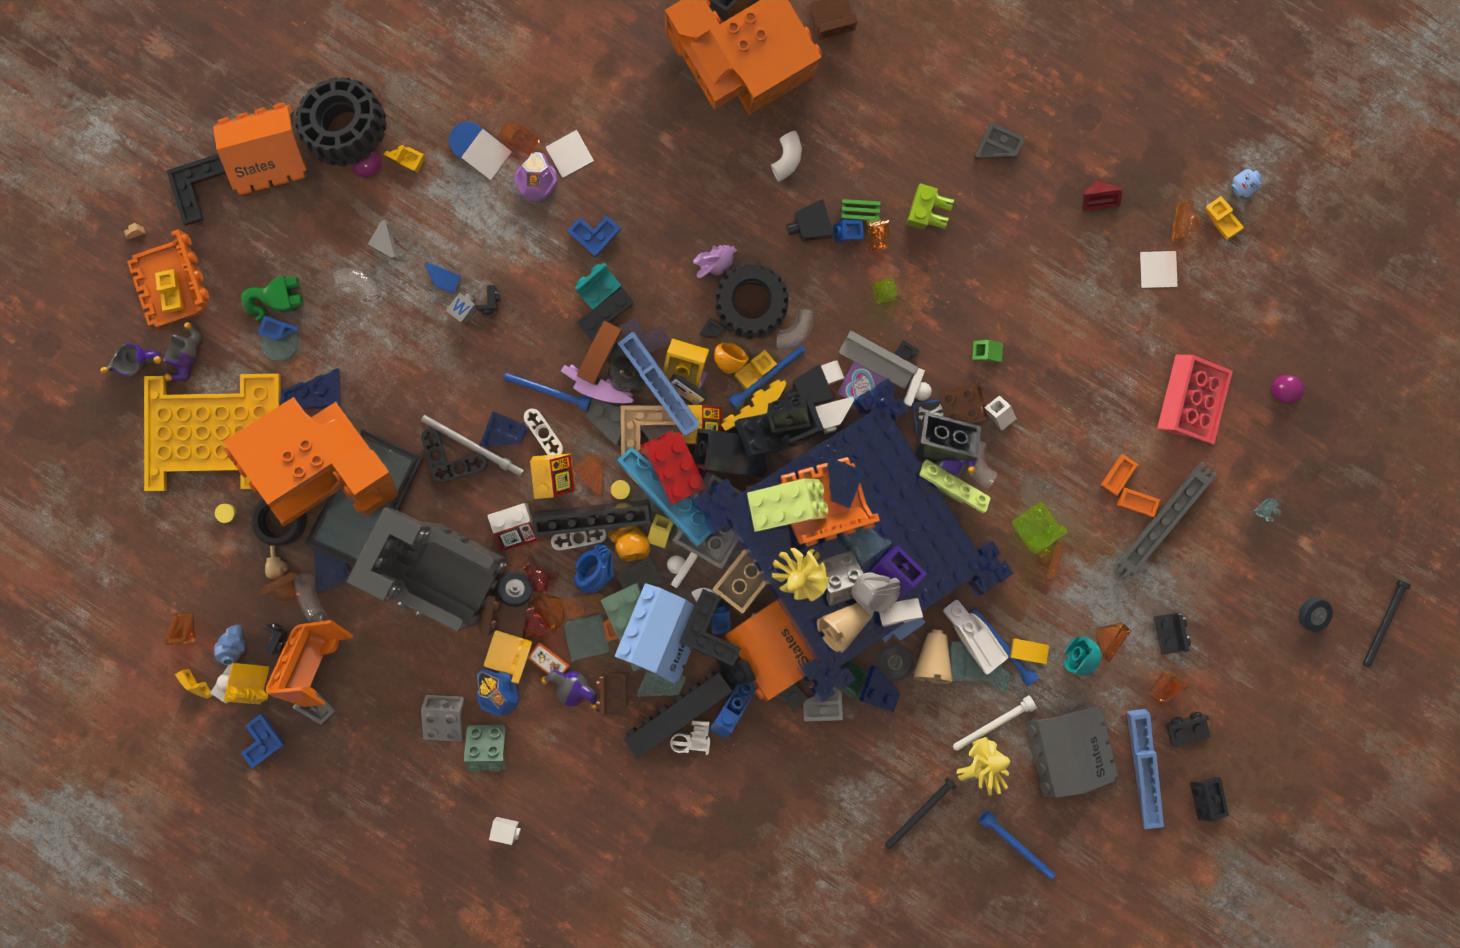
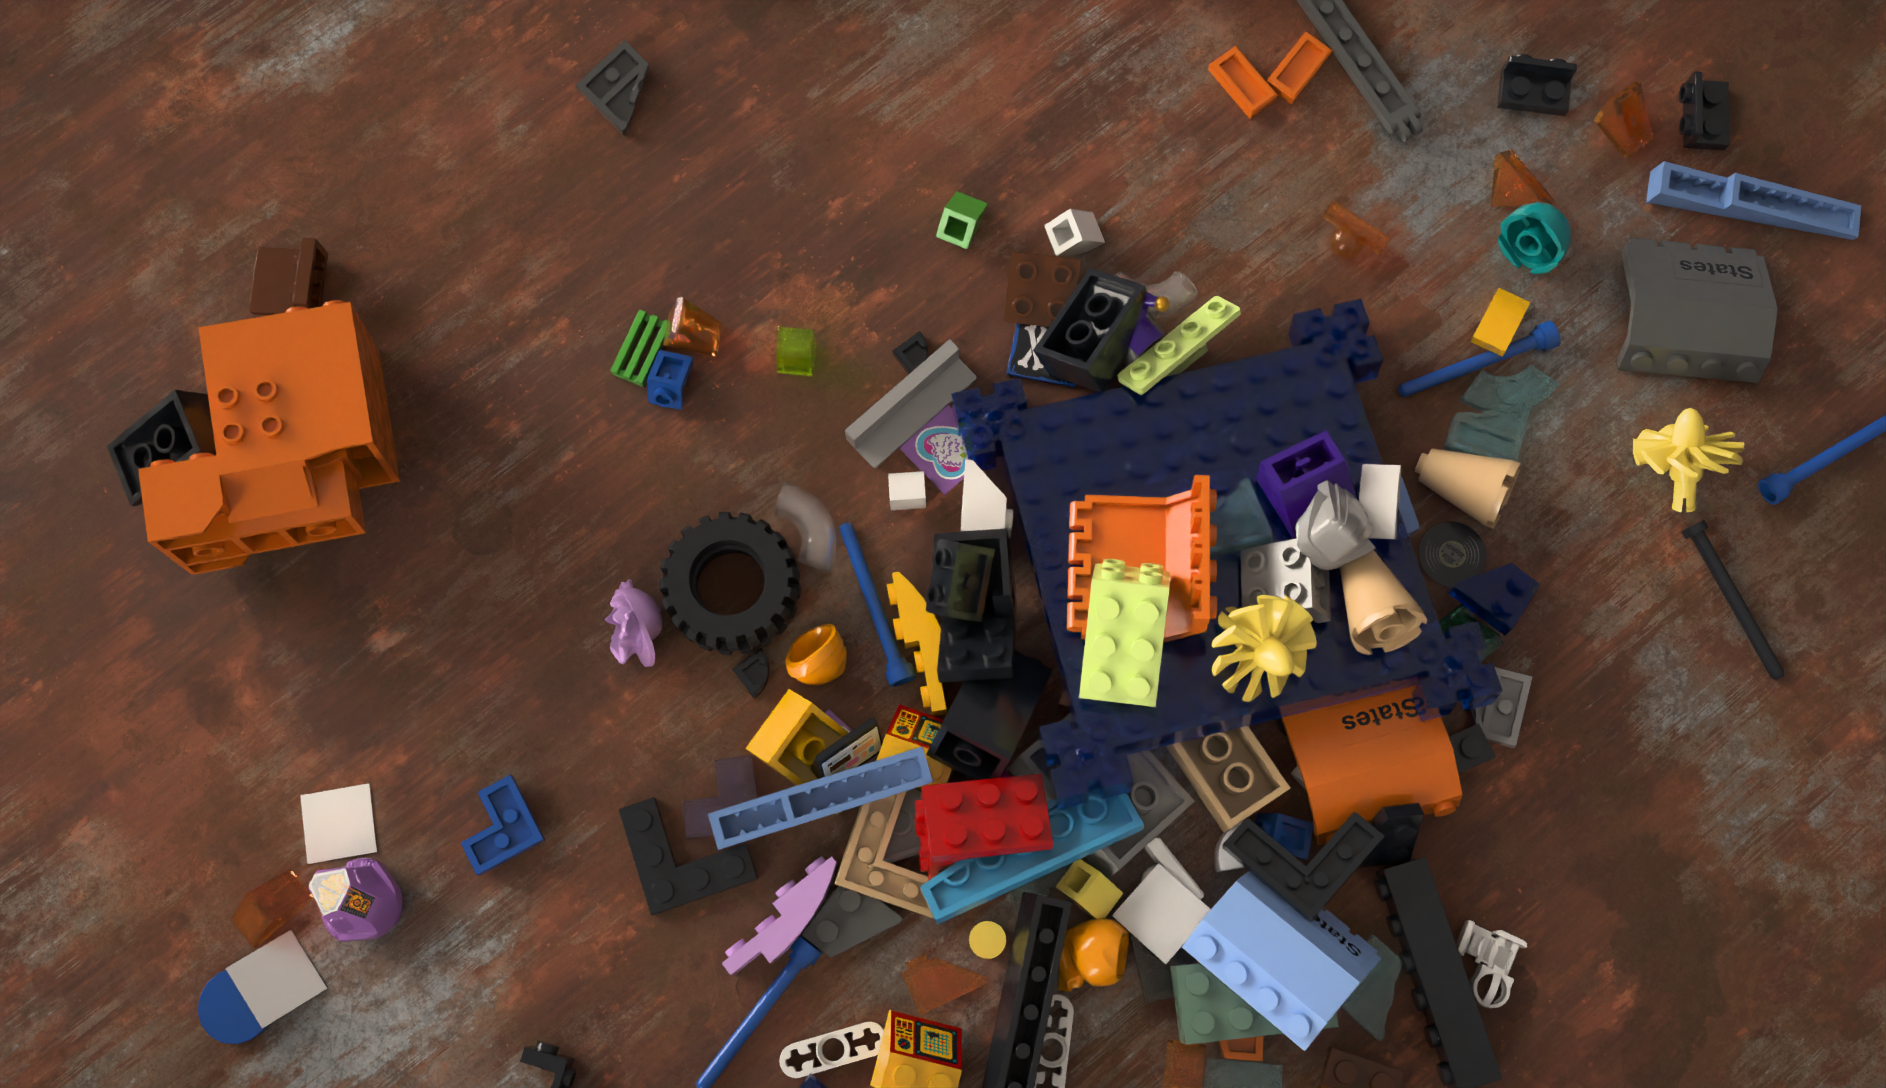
camera: 70 degrees left, 10 degrees down
(594, 569) = (1122, 1039): blue helmet -> none
(597, 286) = (600, 852): teal bracket -> none
(599, 352) = (723, 890): dark orange slope -> none
(619, 380) = (783, 870): clear smoke plate -> none
(660, 569) = (1162, 914): none -> white sticker
(732, 709) = (1459, 871): blue slope -> none
(755, 369) = (854, 621): yellow slope -> none
(791, 156) = (503, 433): white cylinder -> none
(811, 223) = (631, 435): black torso -> none
(812, 383) = (913, 532): black torso -> none
(843, 482) = (1114, 522): clear blue wing -> none
(917, 389) = (985, 355): white tile -> none
(923, 202) = (675, 243): lime brick -> none
(976, 637) = (1450, 400): white piece -> none
(1026, 705) = (1593, 357): white piece -> none
(1038, 528) = (1294, 237): clear neon green bracket -> none
(1209, 799) = (1834, 118): black bracket -> none

